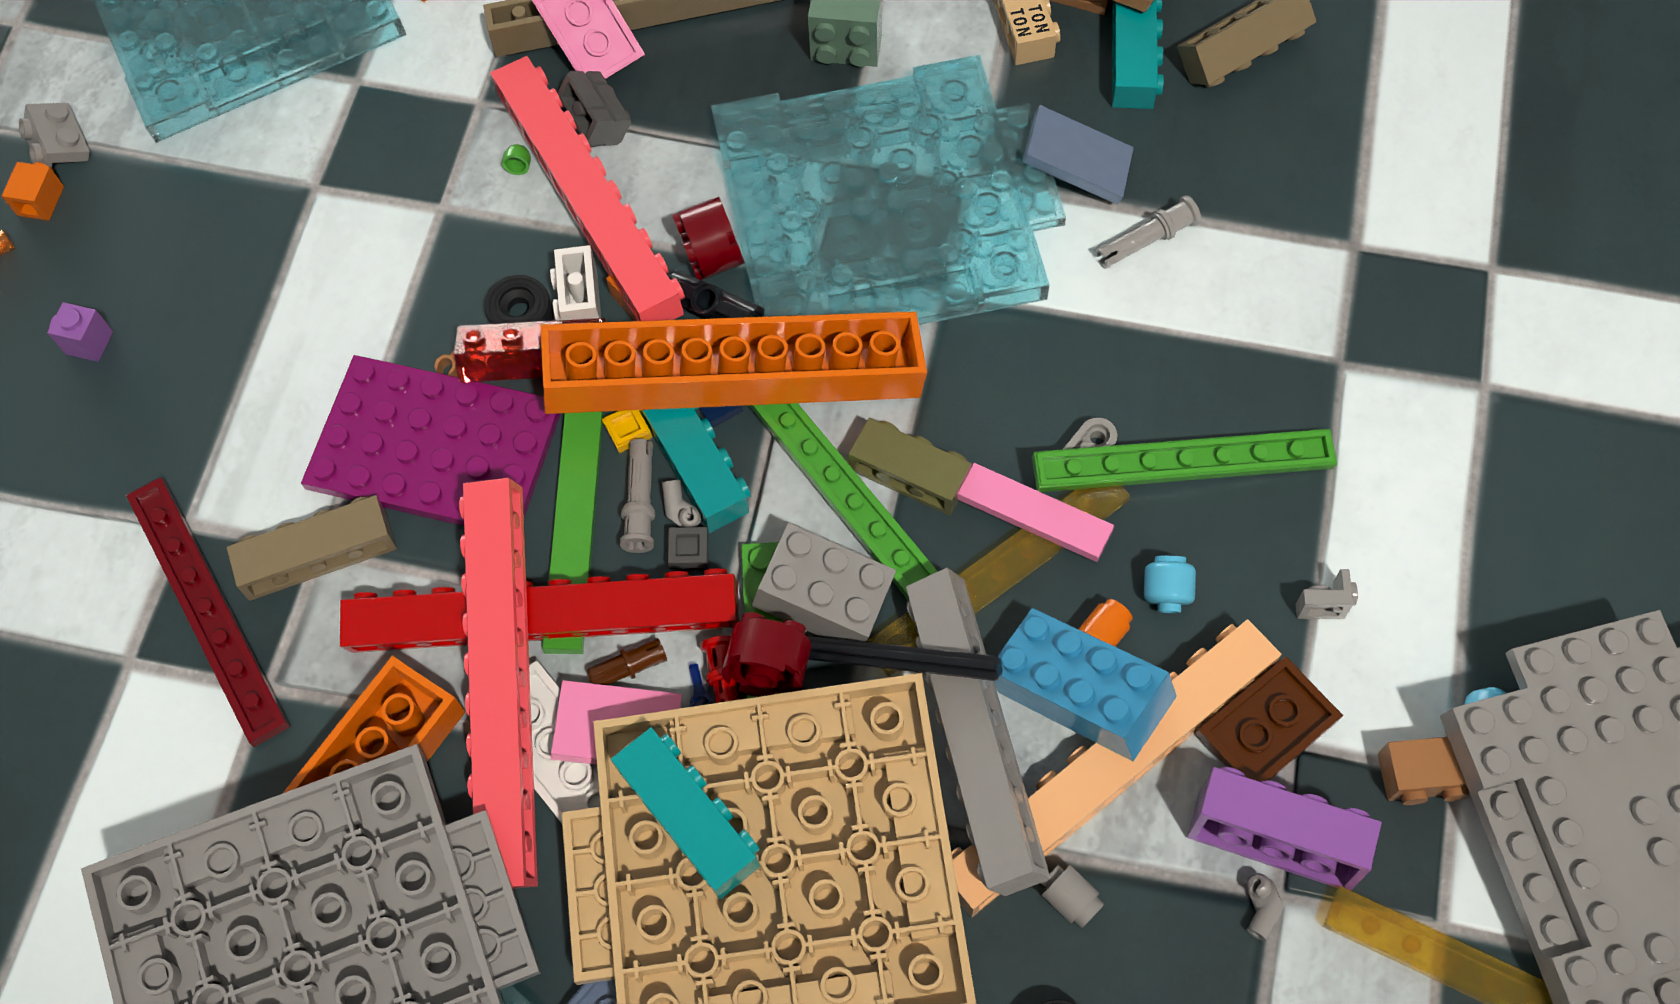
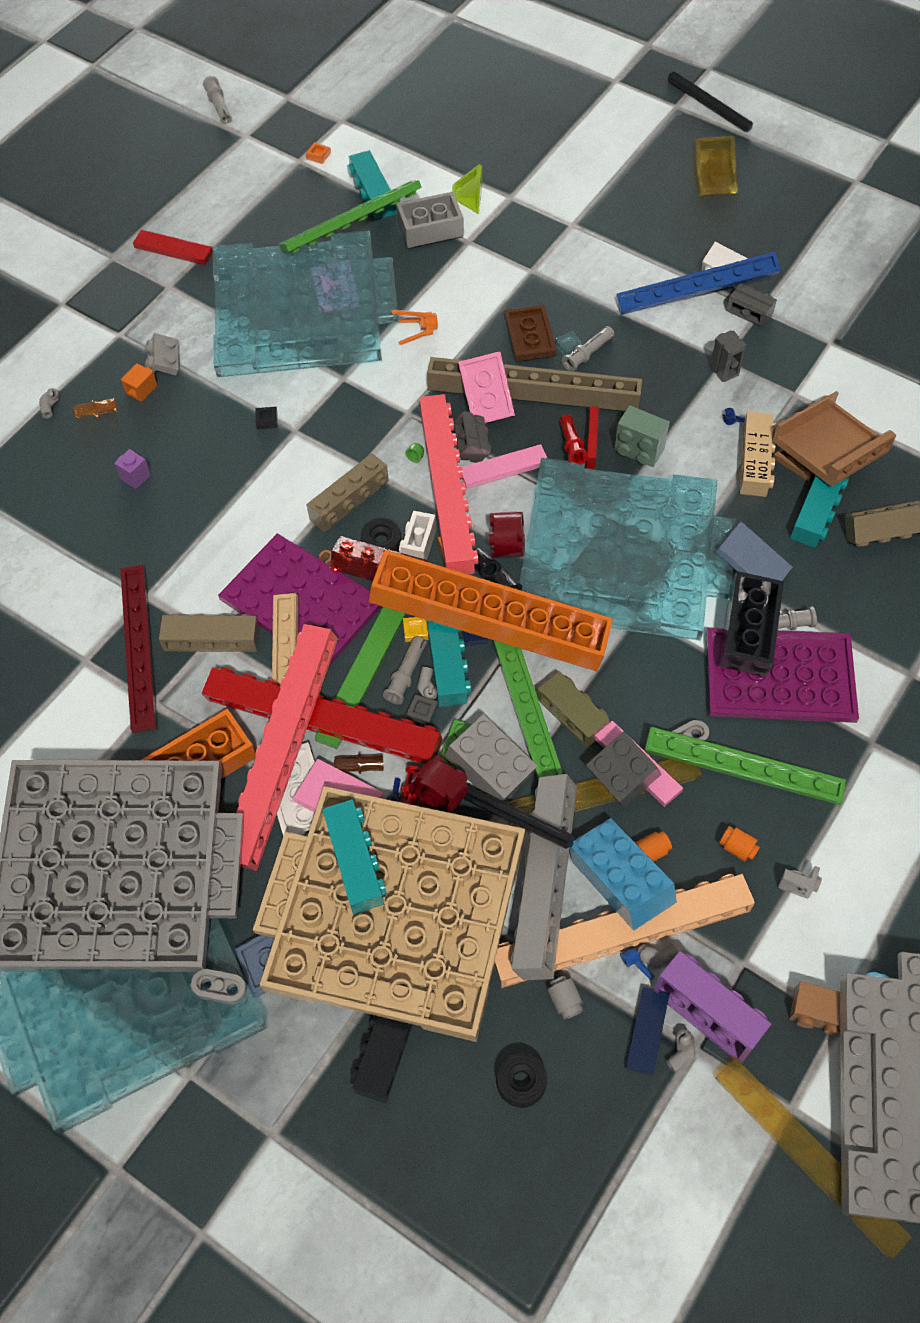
camera: 20 degrees right, 5 degrees down
(262, 181) = (266, 417): none -> black tile
(432, 510) = (284, 633): none -> tan tile
(438, 255) = (347, 492): none -> dark tan brick
(658, 136) = (503, 466): none -> bright pink tile
(751, 70) = (574, 445): none -> red pin
(773, 51) = (592, 437): none -> red tile
(1022, 529) = (624, 769): none -> dark grey brick
(1115, 251) = (751, 624): none -> black brick
(1141, 797) = (632, 957): none -> blue hand
(1169, 583) = (704, 836): medium azure head -> none
(1175, 785) = (656, 957): none -> light grey arm
(1180, 311) = (806, 683): none -> magenta plate
(1204, 897) = (647, 1031): none -> dark blue tile
(1223, 576) = (739, 844): none -> orange brick
(1269, 723) = (732, 942): reddish brown plate -> none

